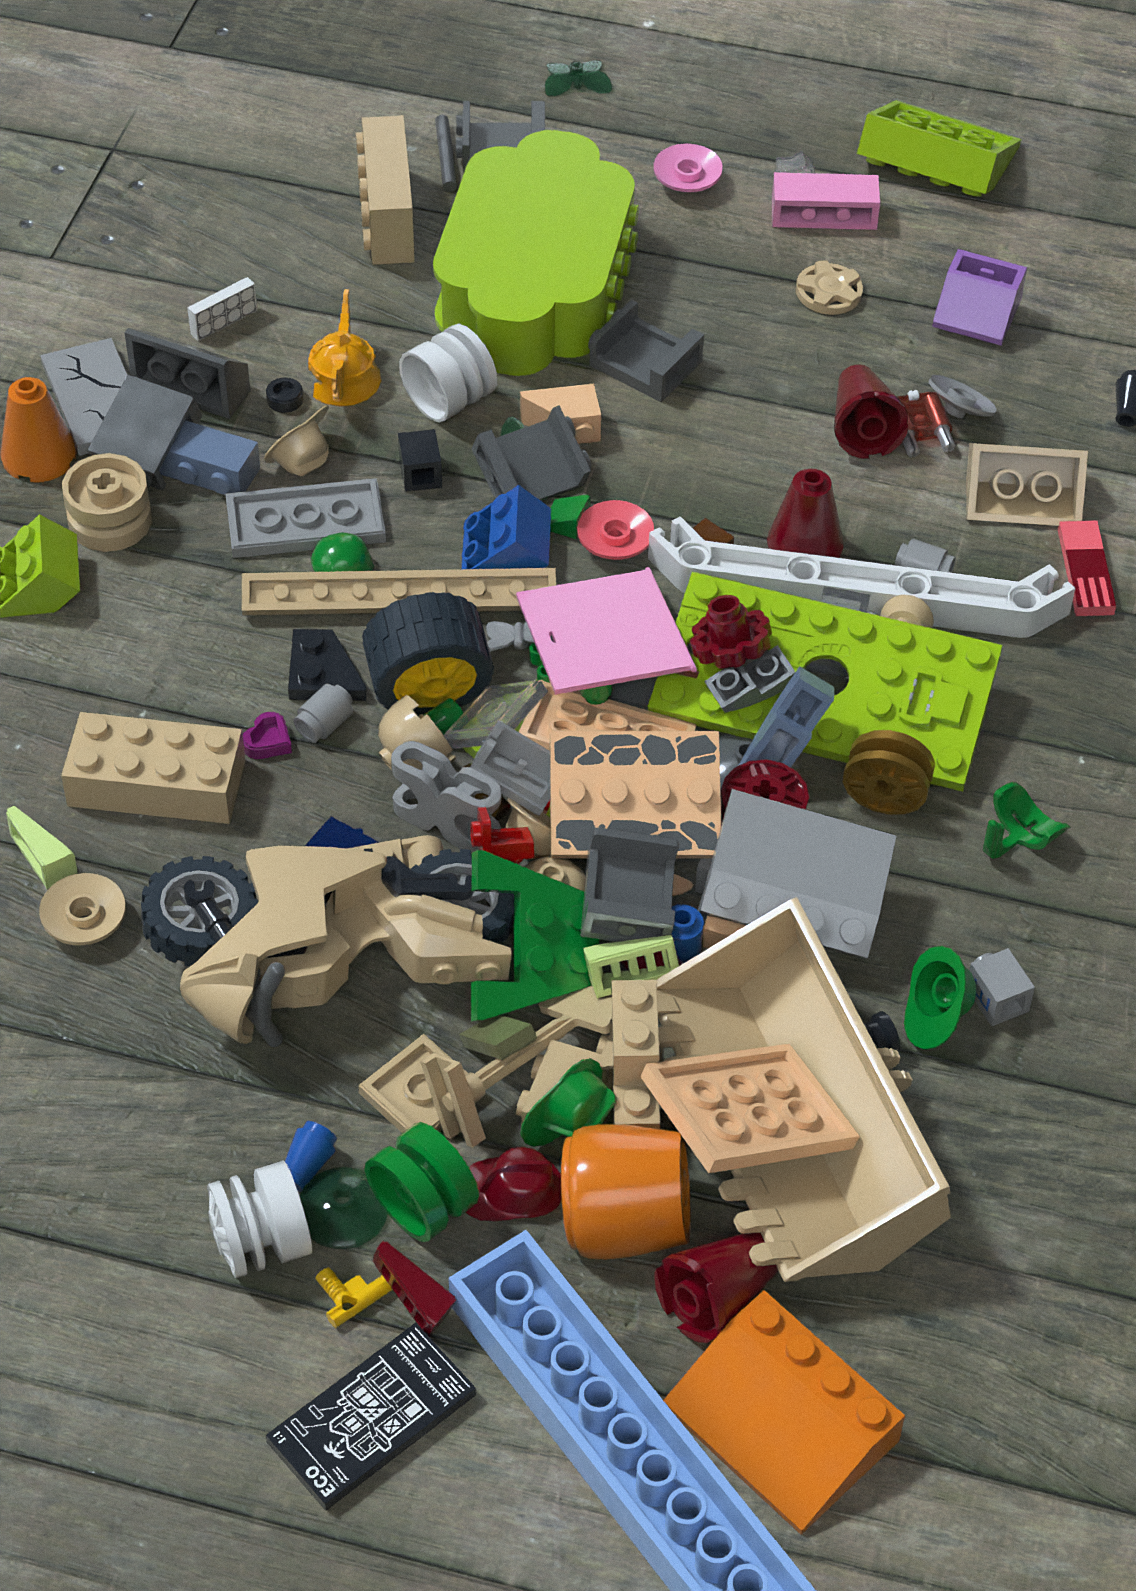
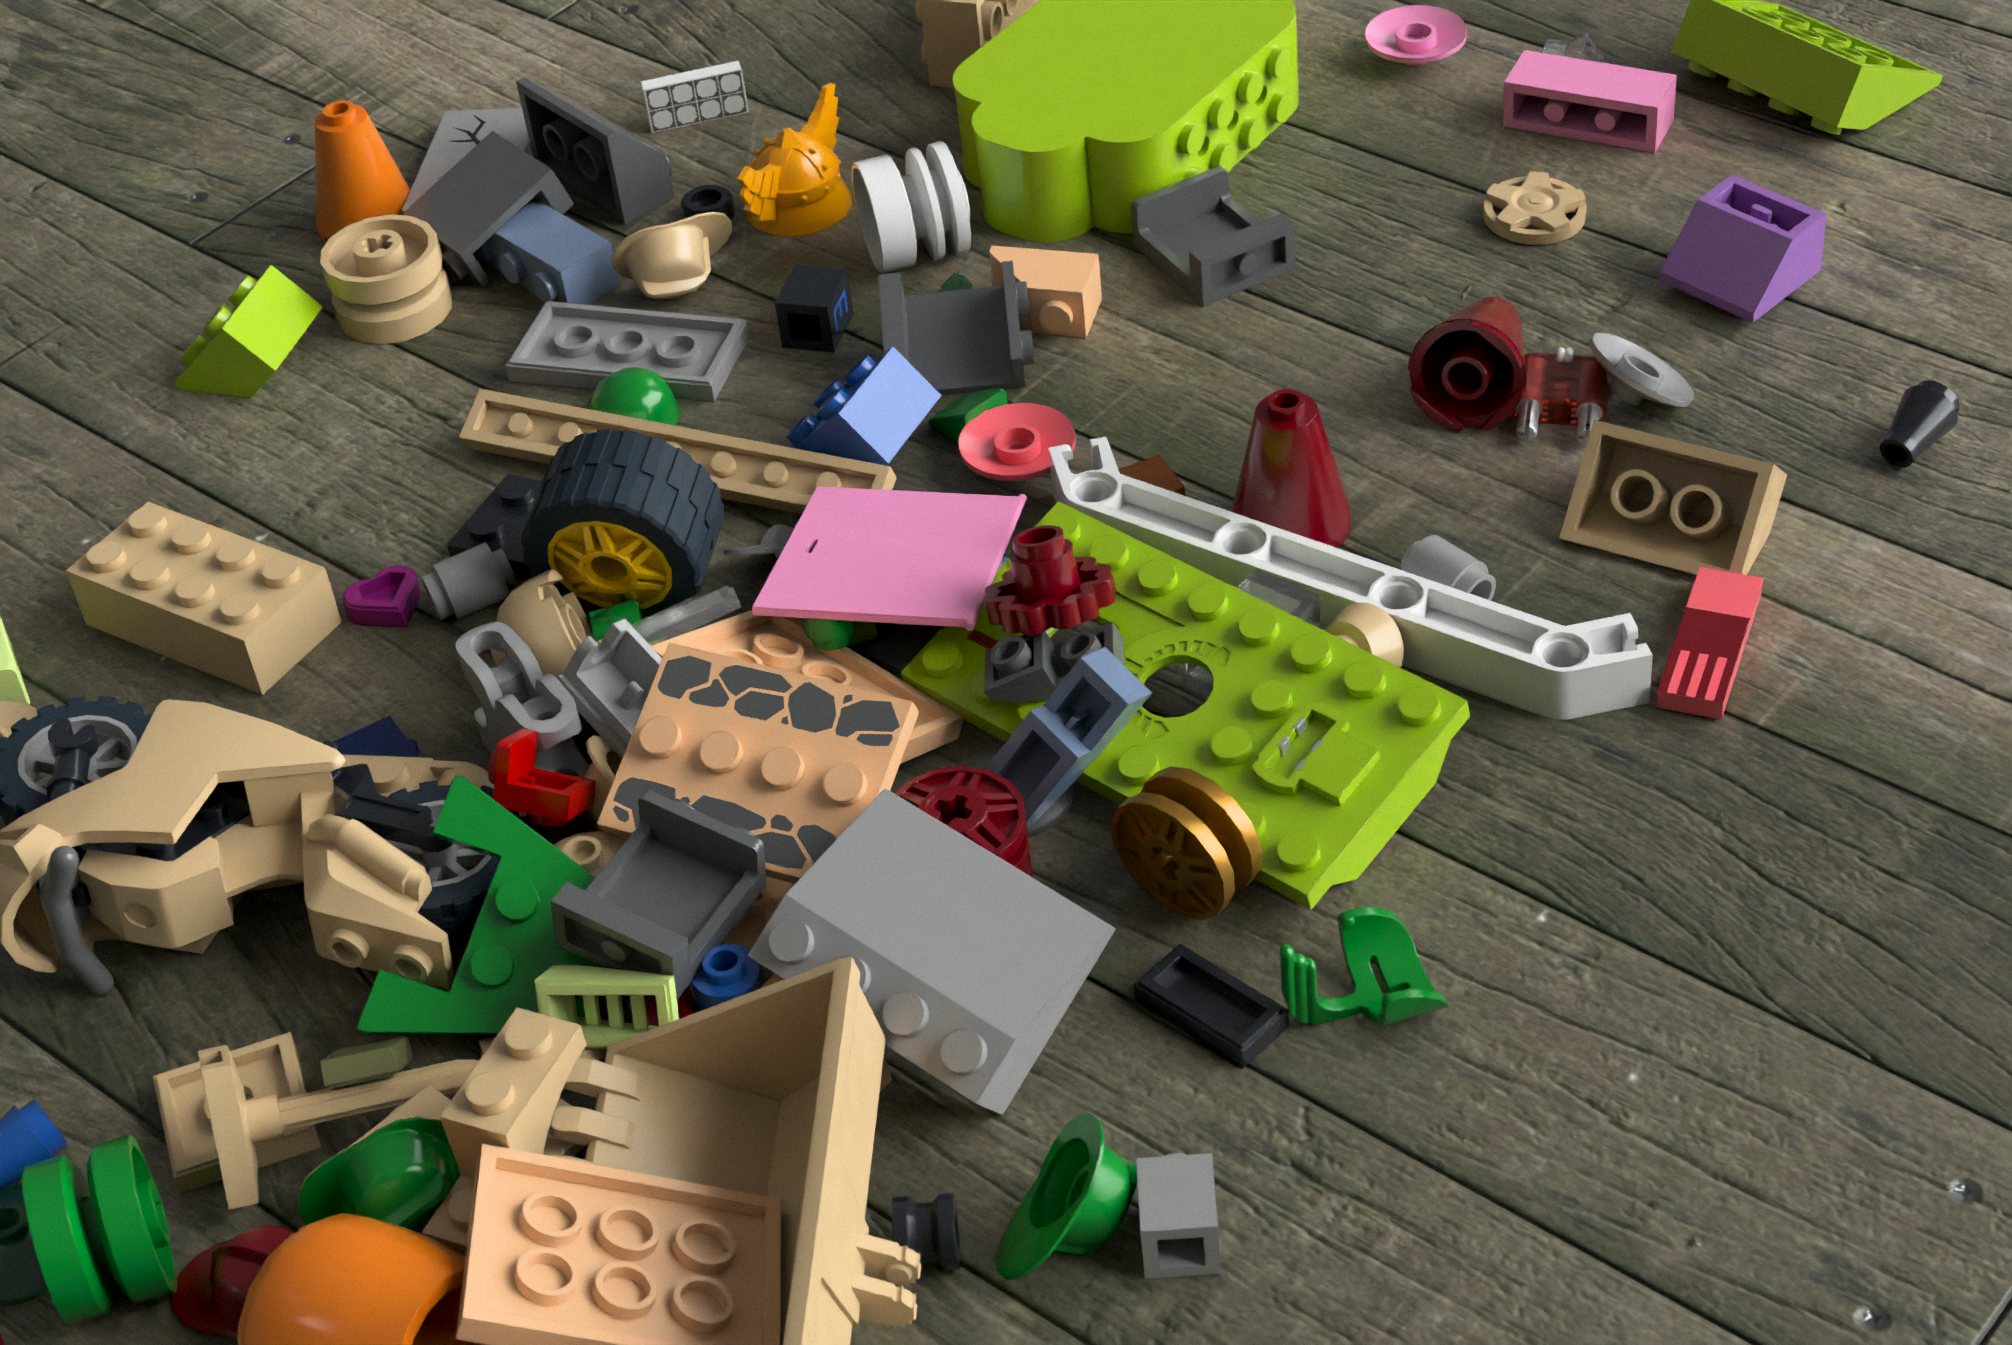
camera: 30 degrees right, 10 degrees down
(939, 863) = (1211, 1005): none -> black tile

